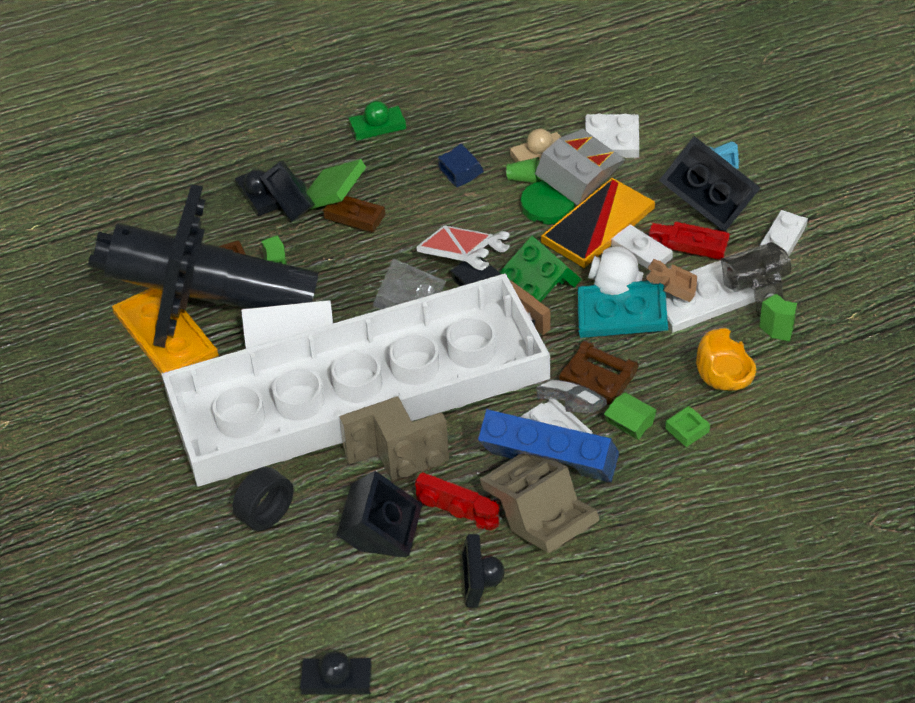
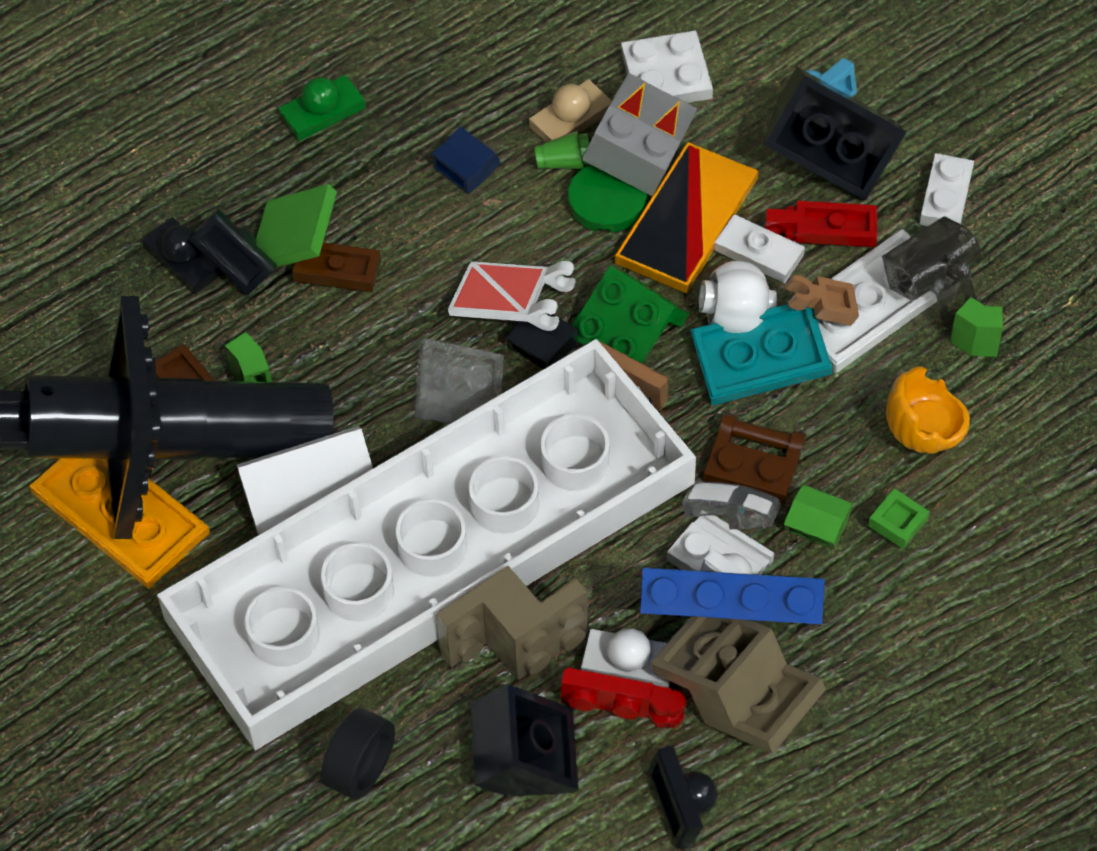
camera: 15 degrees left, 10 degrees up
(466, 474) = (623, 655): none -> white tile

